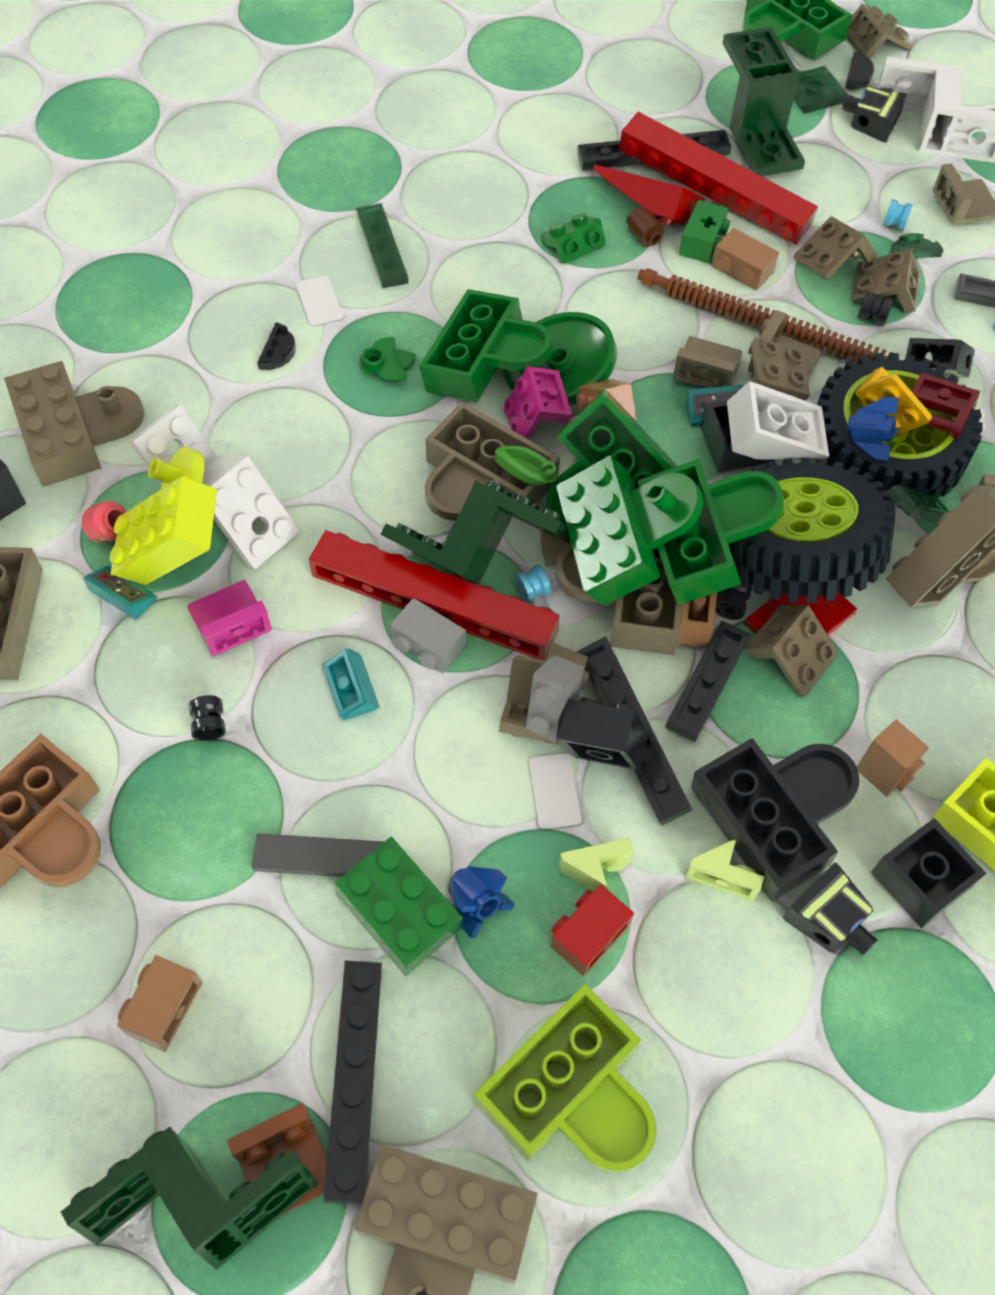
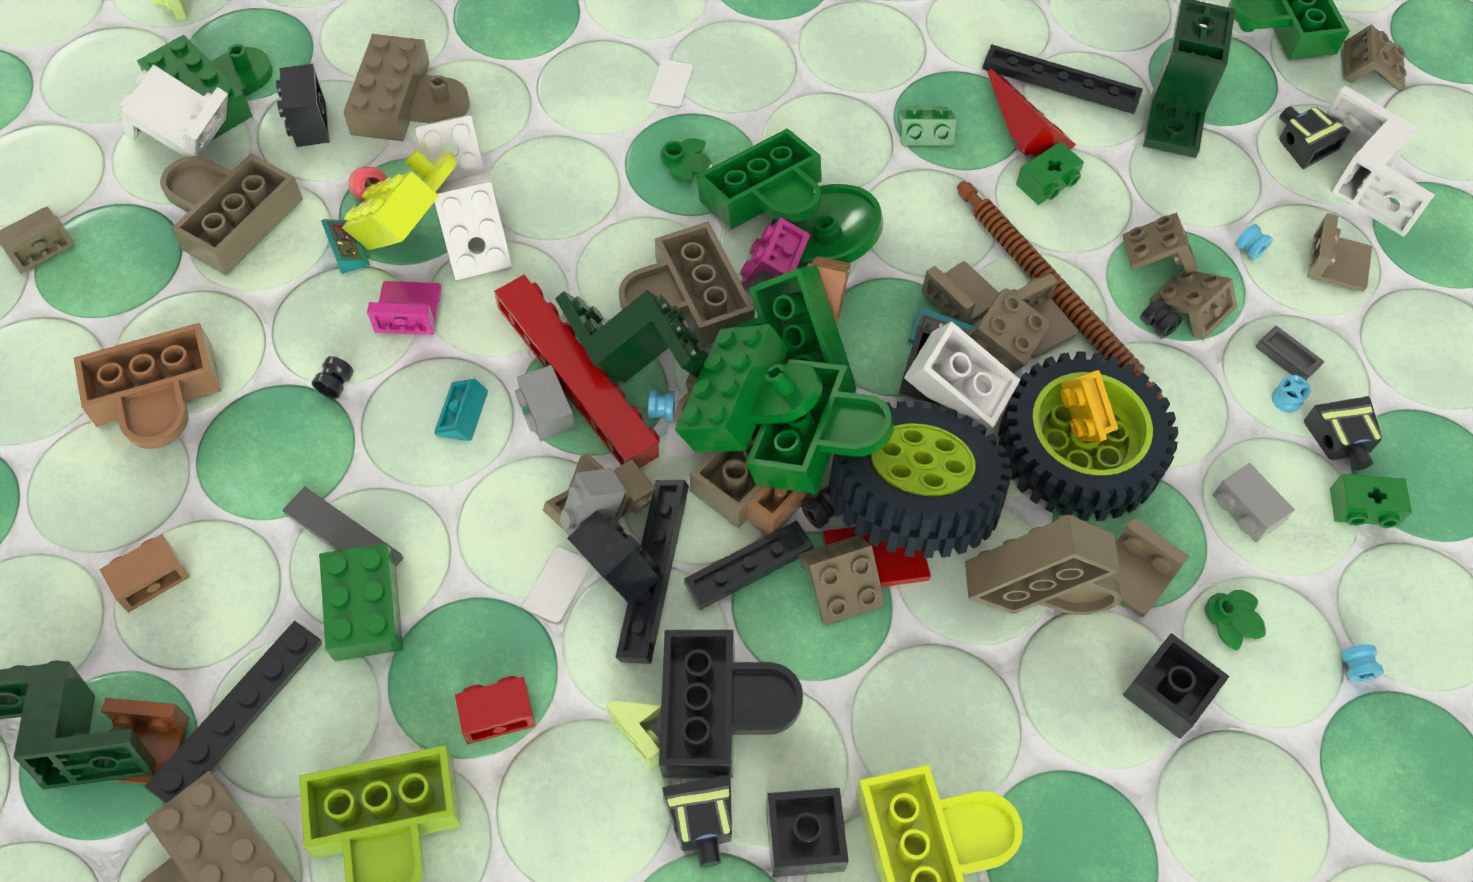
camera: 30 degrees right, 0 degrees up
(278, 348) = (606, 108): black tile -> none
(382, 246) = (755, 59): clear green tile -> none
(478, 896) = (426, 630): blue brick -> none
(526, 465) = (716, 301): bright green arm -> none
(586, 863) = (535, 655): yellowish green slope -> none
(644, 227) = (997, 145): reddish brown brick -> none
(717, 177) = (1097, 131): red brick -> none
(745, 259) = (1069, 216): medium nougat brick -> none
(818, 90) = (1267, 88): clear green tile -> none
(860, 71) = (1326, 89): black tile -> none
(874, 426) = (1047, 420): blue brick -> none
(893, 759) = (848, 718): medium nougat brick -> none
(918, 504) = (1033, 506): clear green tile -> none
(920, 246) = (1252, 280): clear green tile -> none
(948, 353) = (1193, 399): black torso -> none
(948, 399) = (1140, 427): dark red plate -> none

